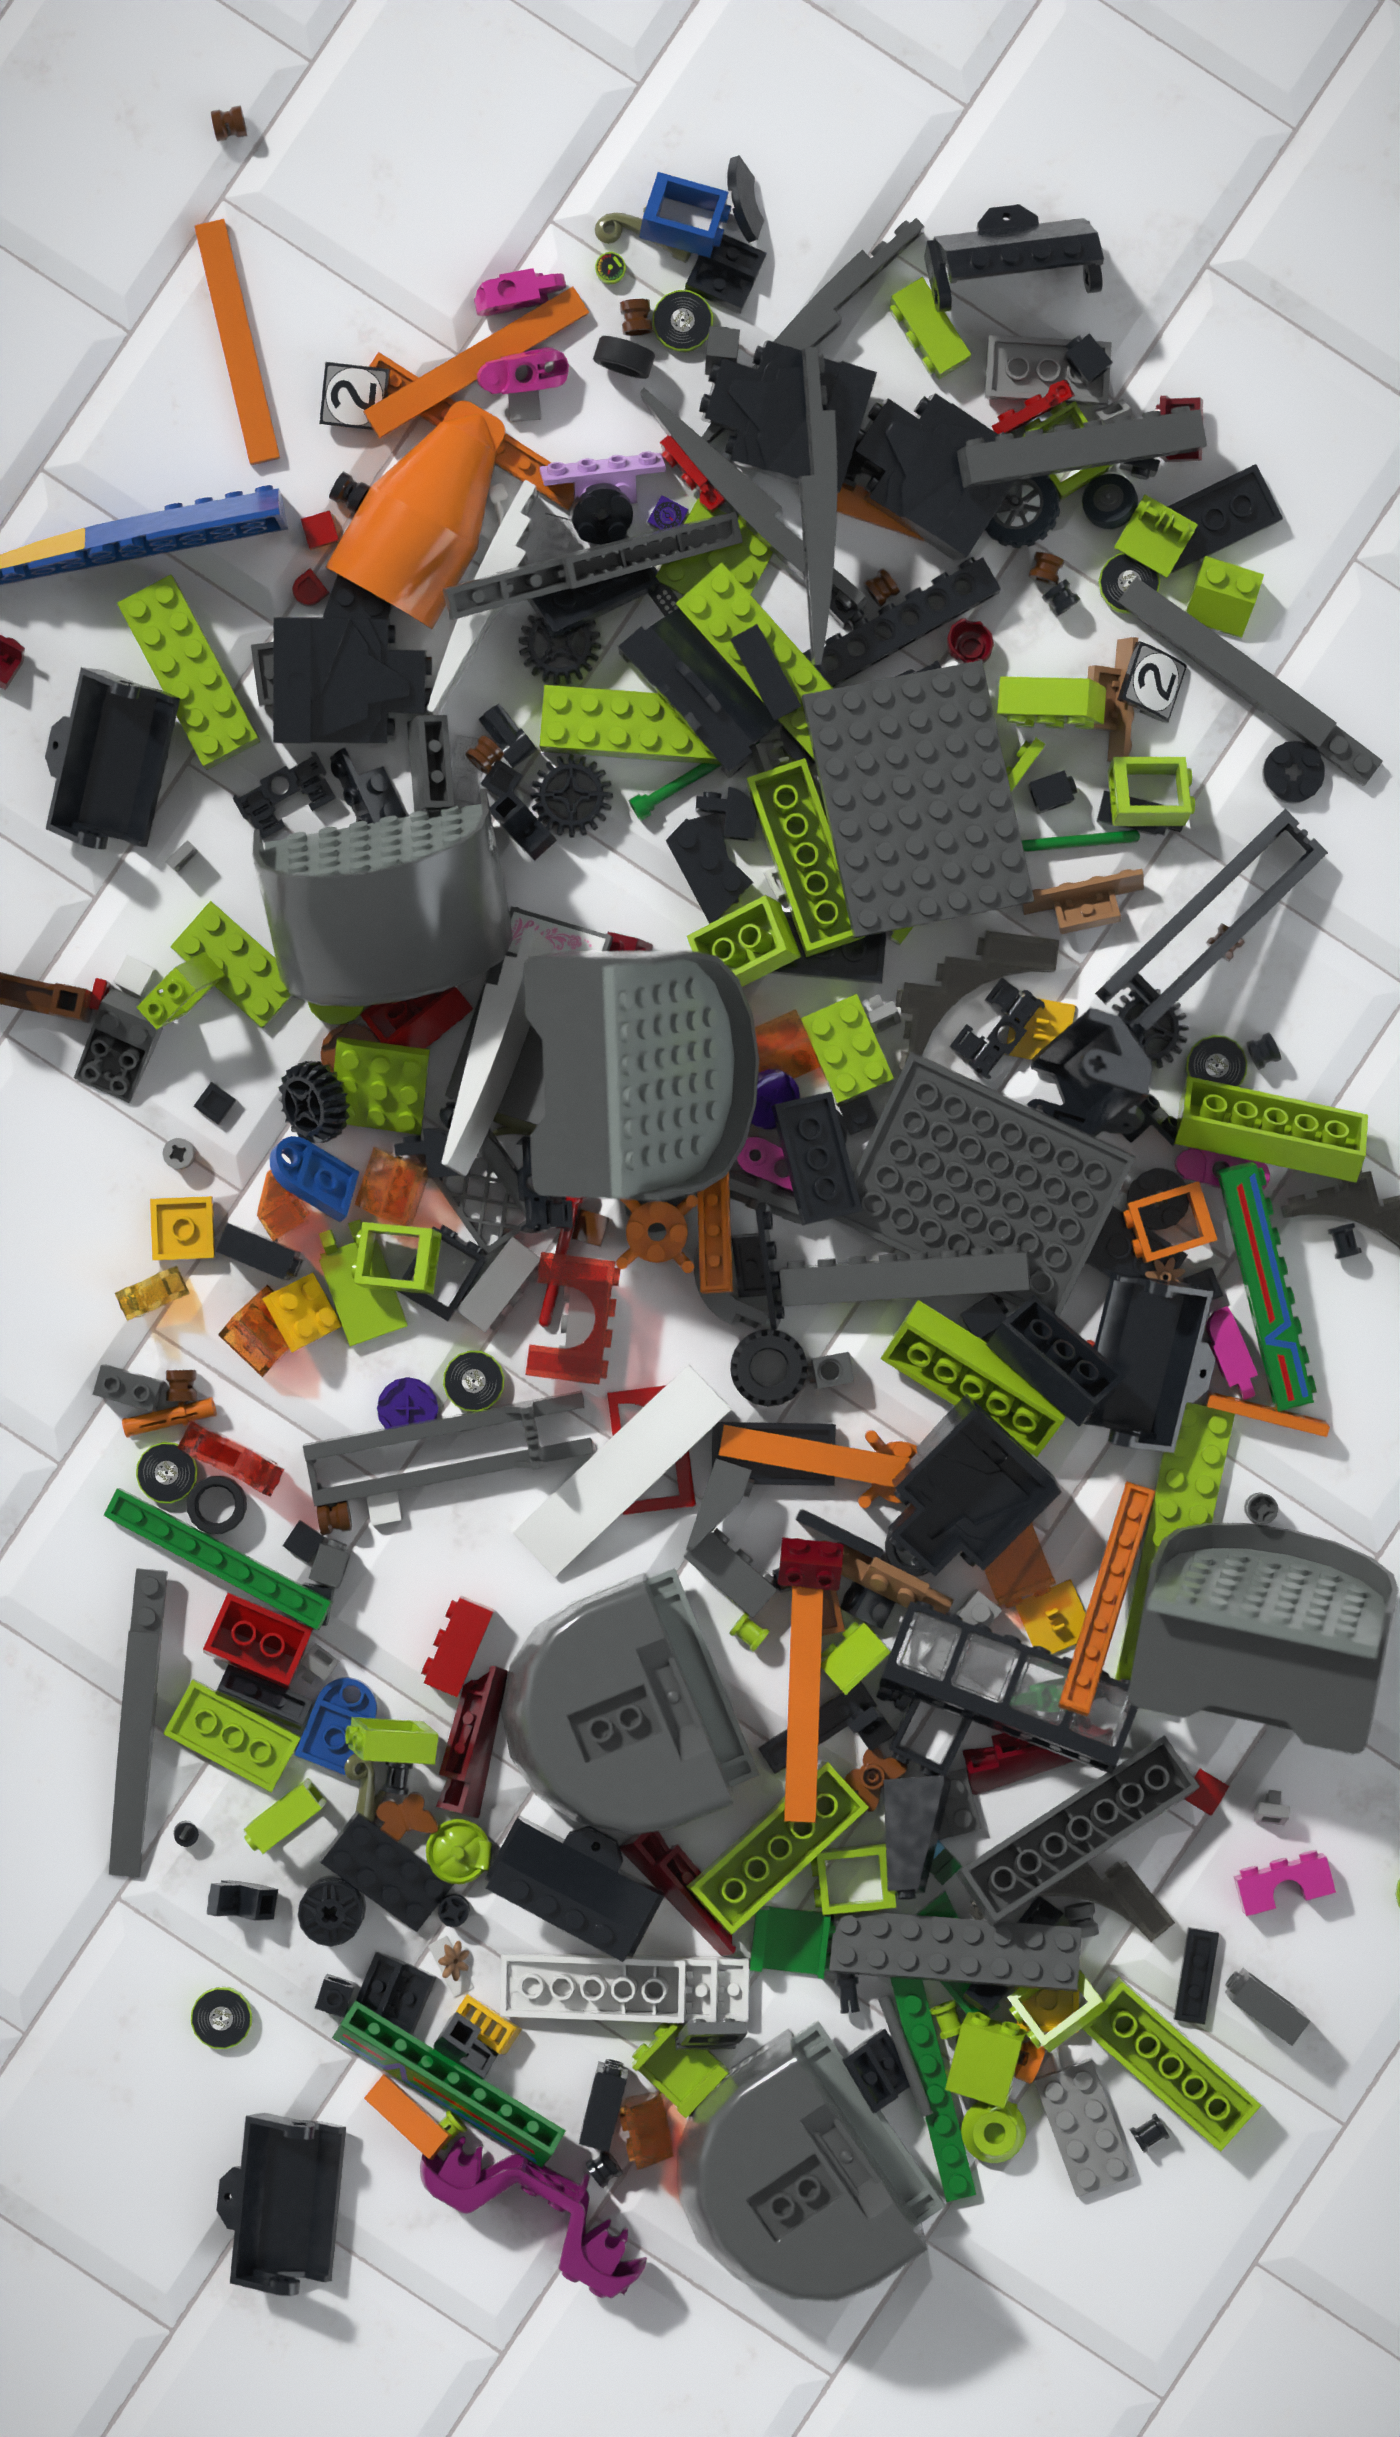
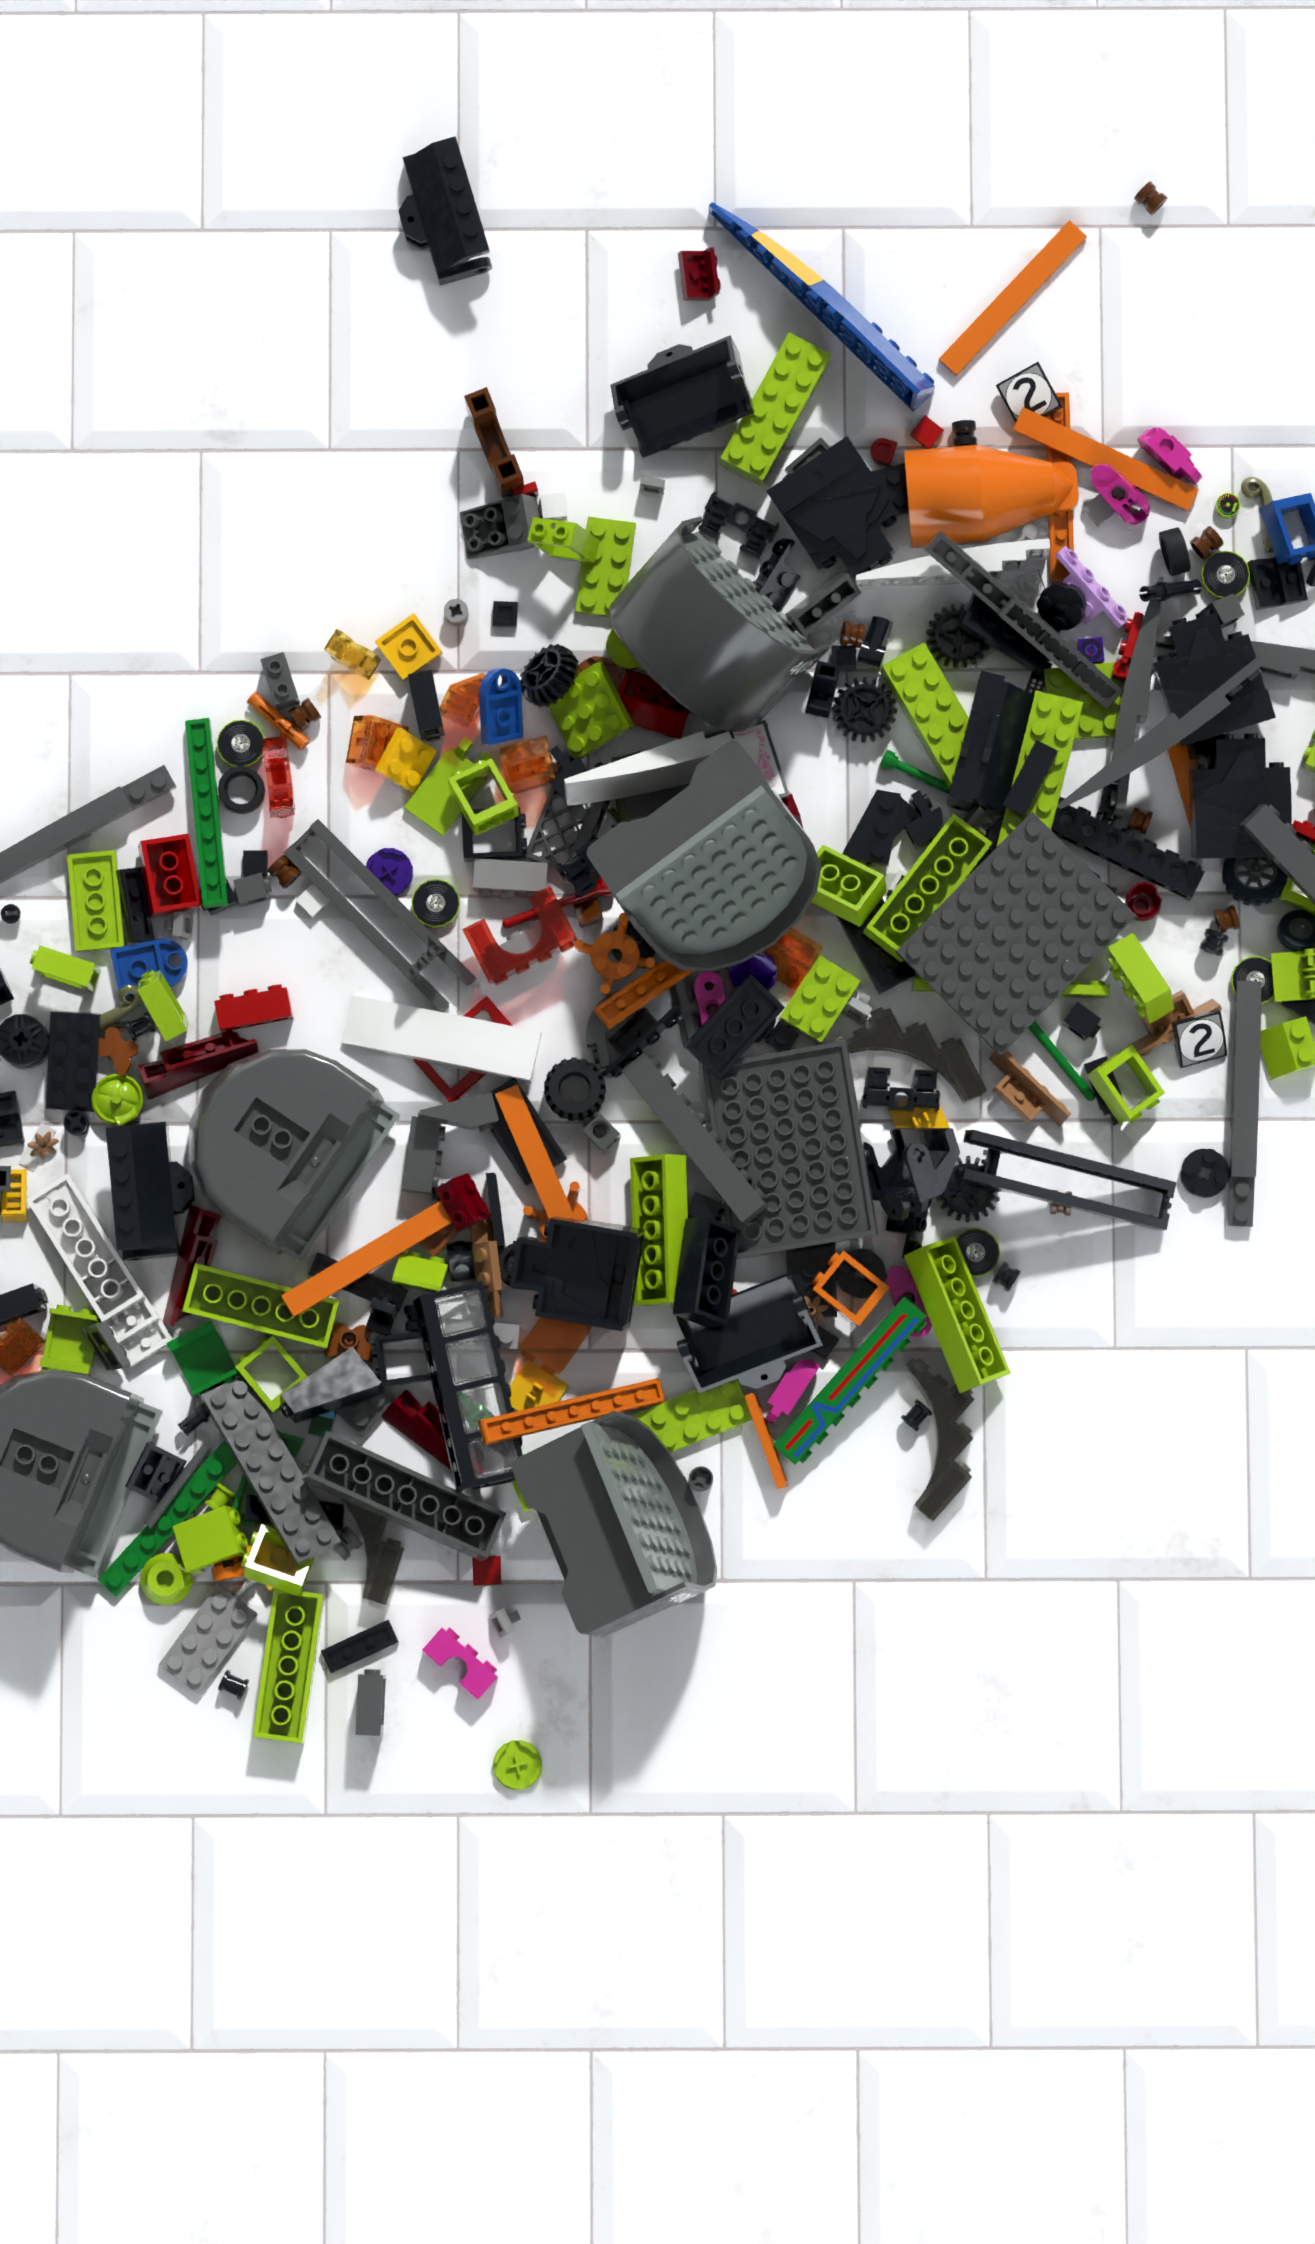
camera: 55 degrees right, 5 degrees down
(660, 397) = (1162, 591): none -> black pin
(749, 1632) = (390, 1194): lime bush -> none

